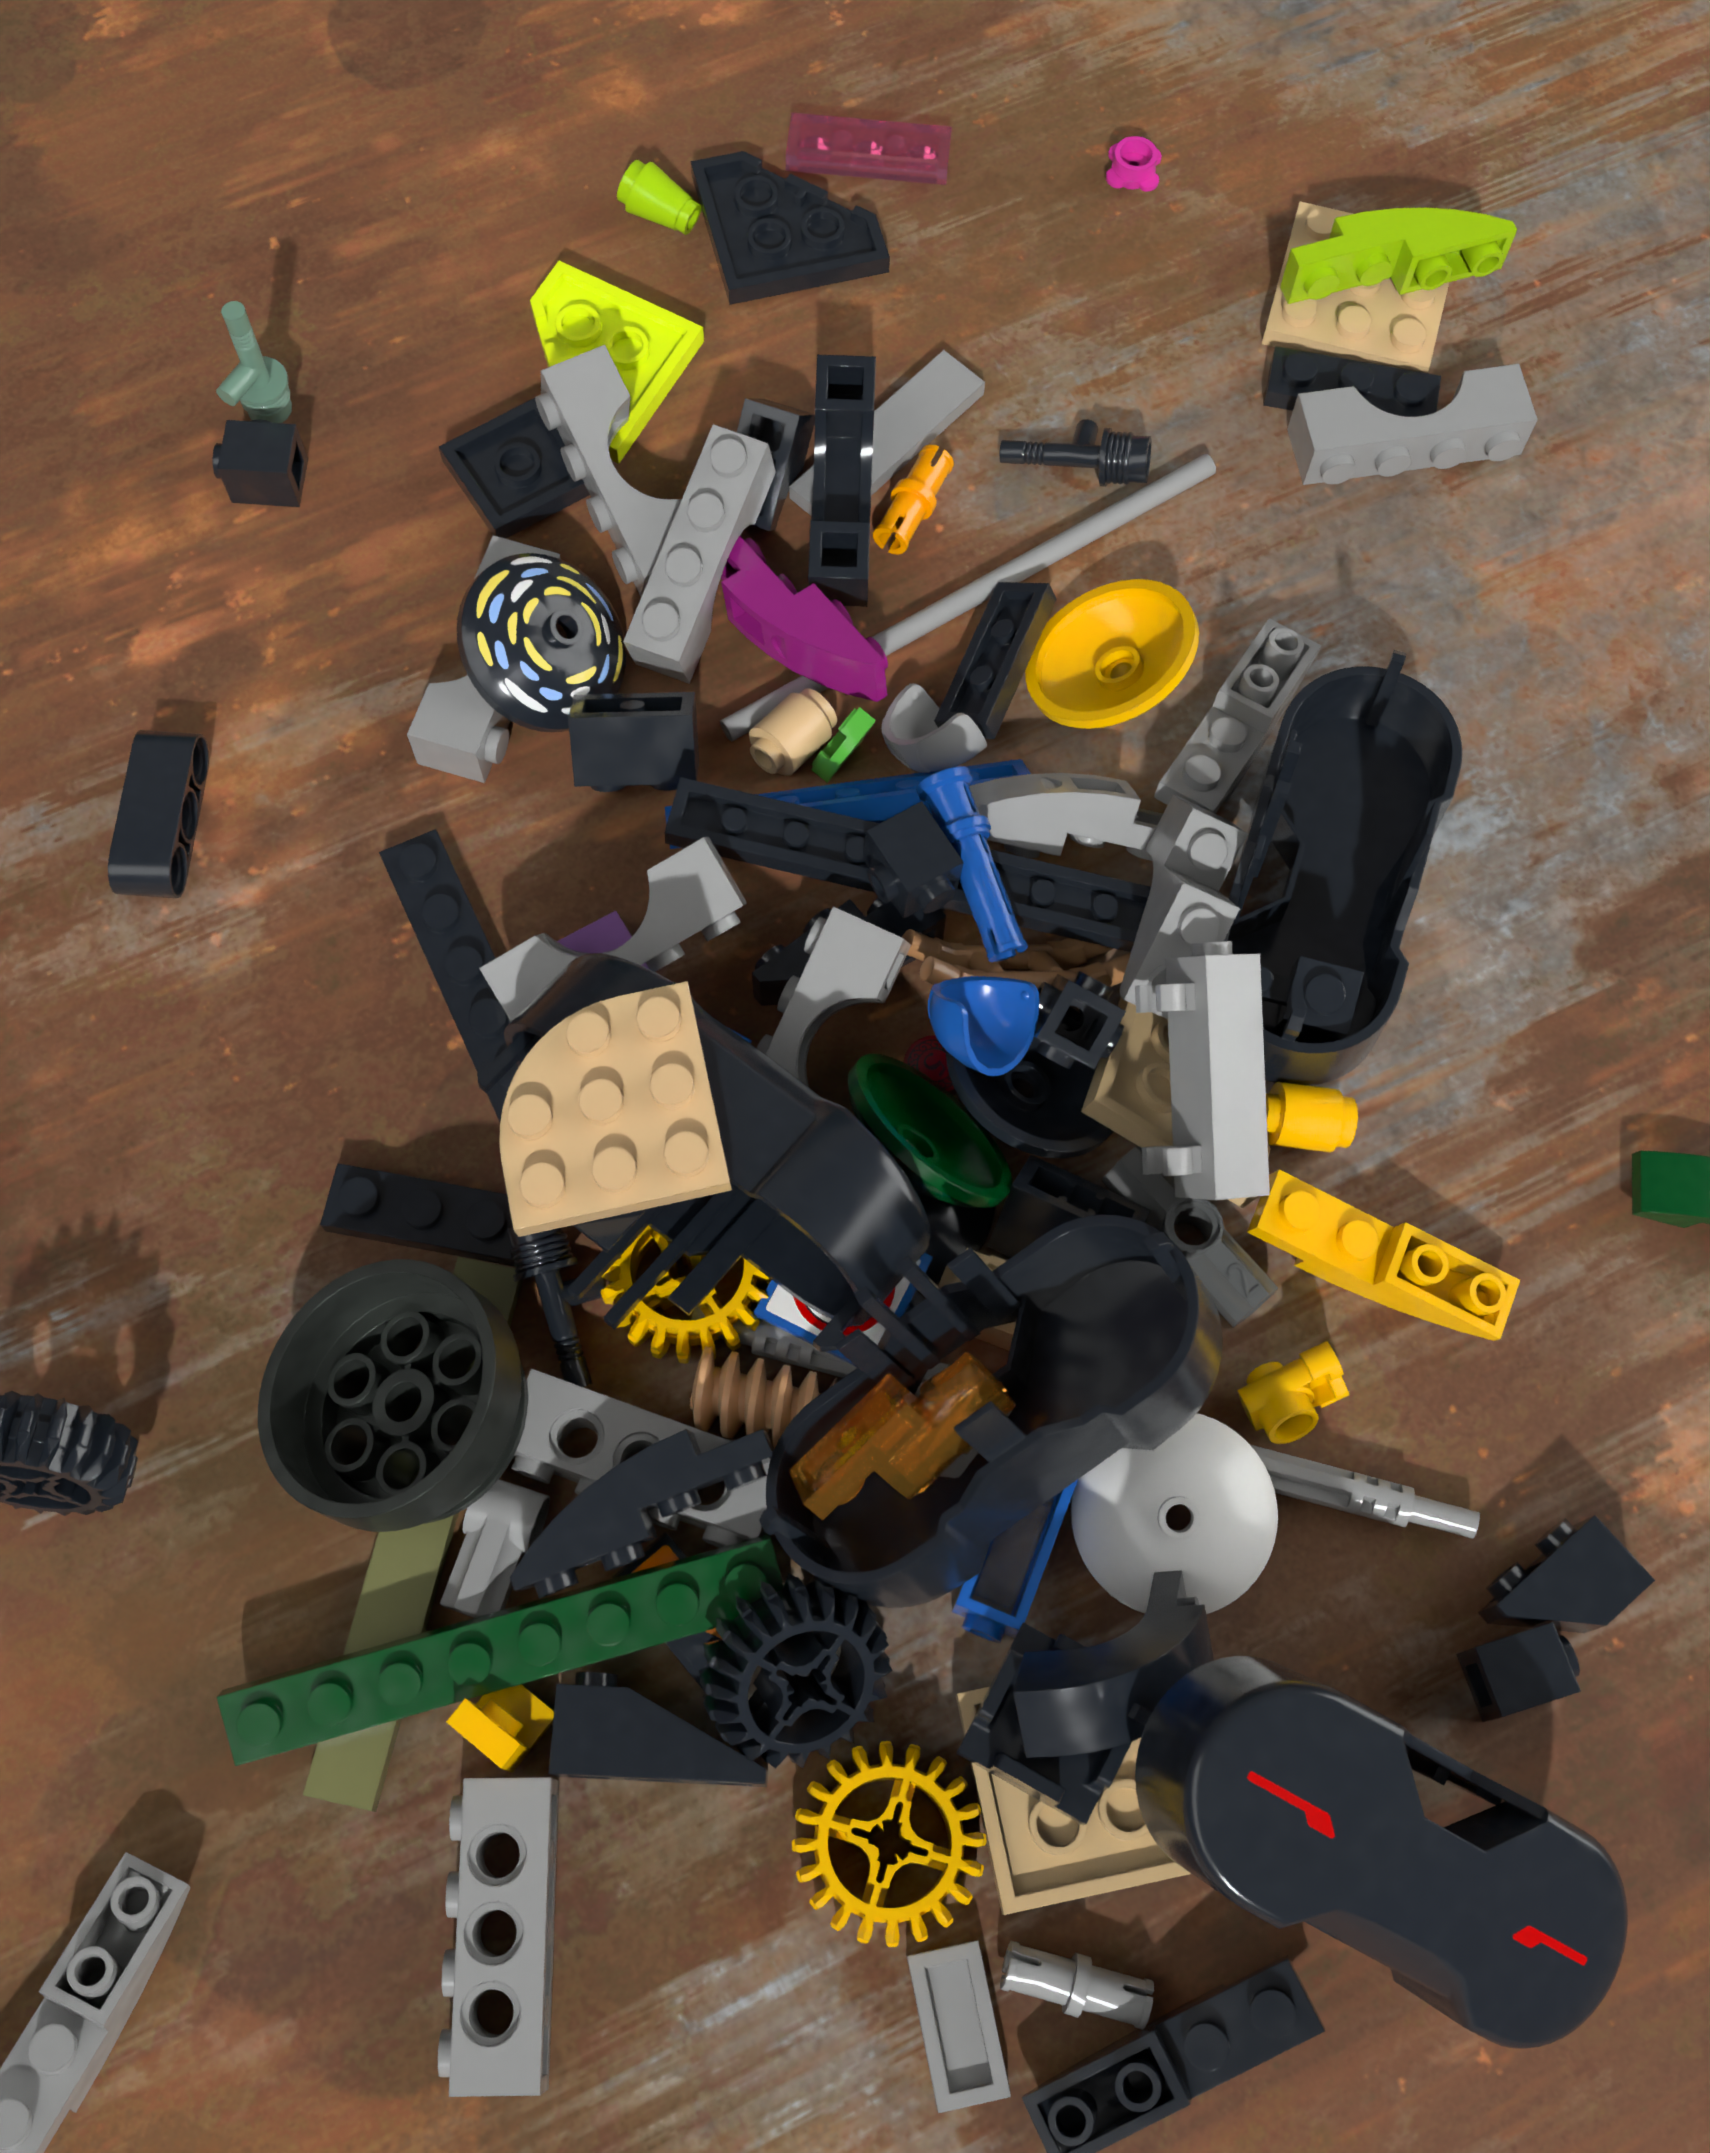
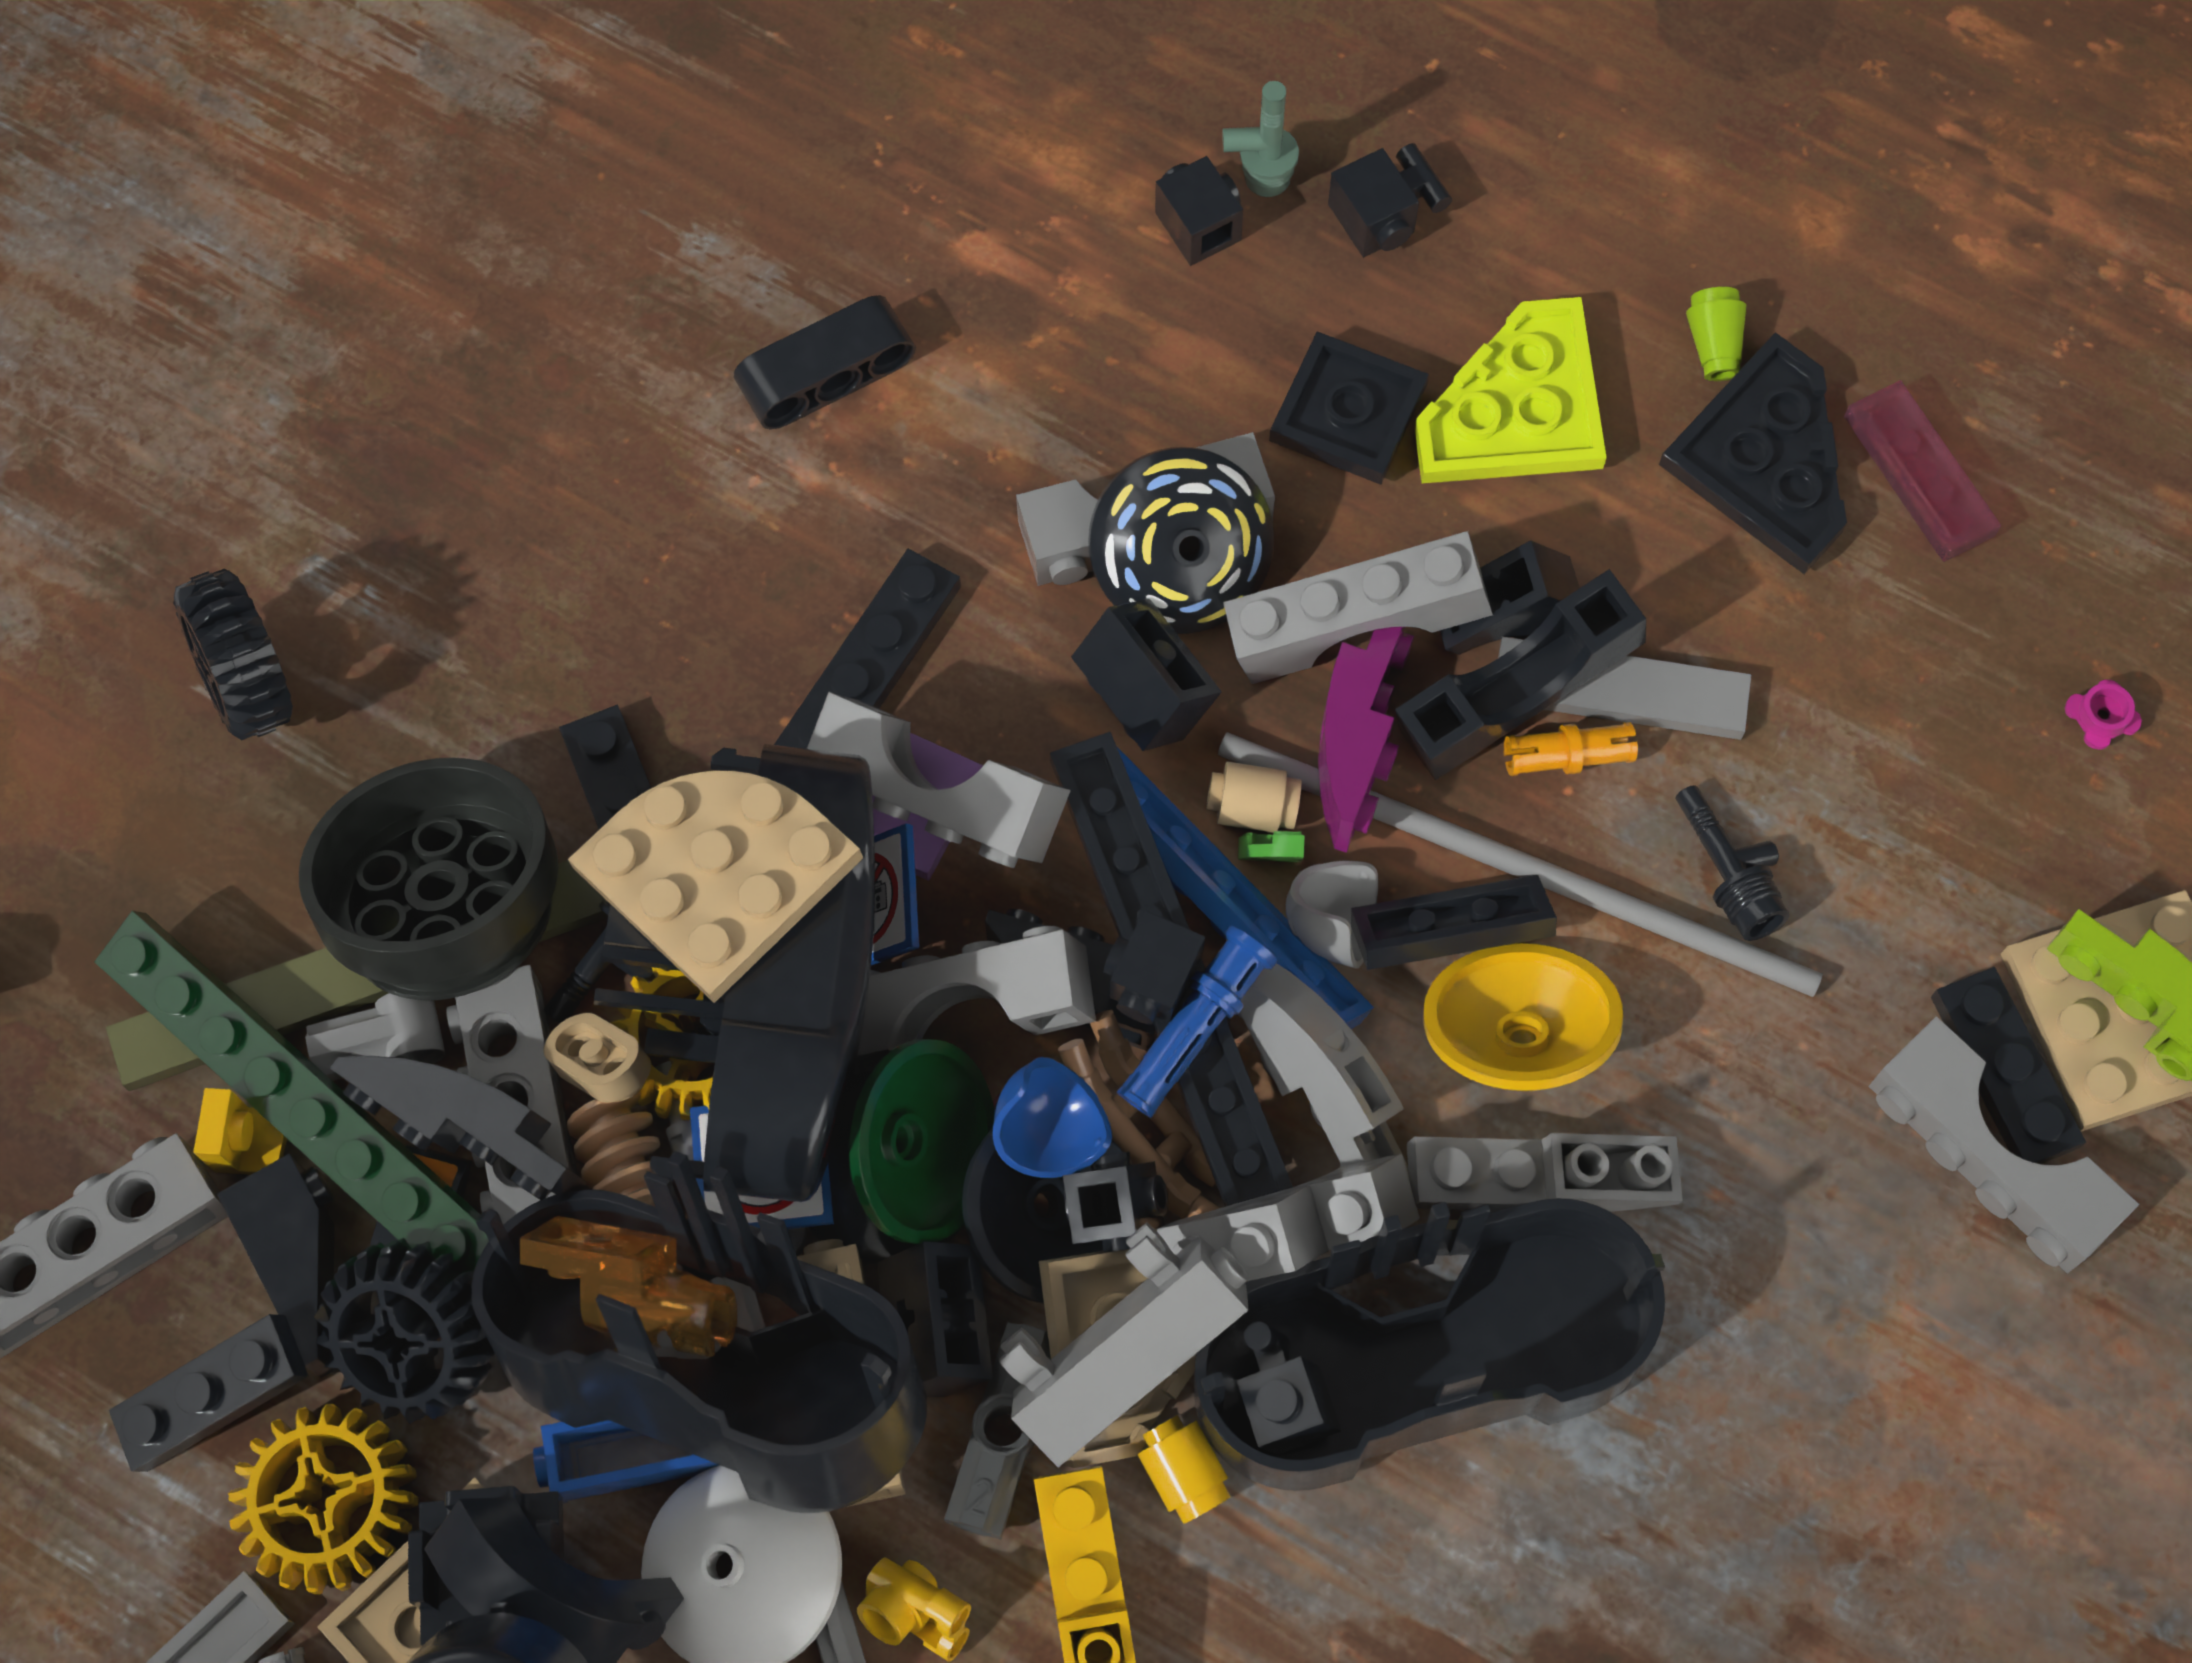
camera: 60 degrees right, 0 degrees up
(362, 336) = (1381, 203): none -> black brick
(588, 408) = (1427, 423): light grey arch -> none
(668, 1351) = (597, 1058): none -> tan plate
(726, 1893) = (208, 1393): none -> black plate

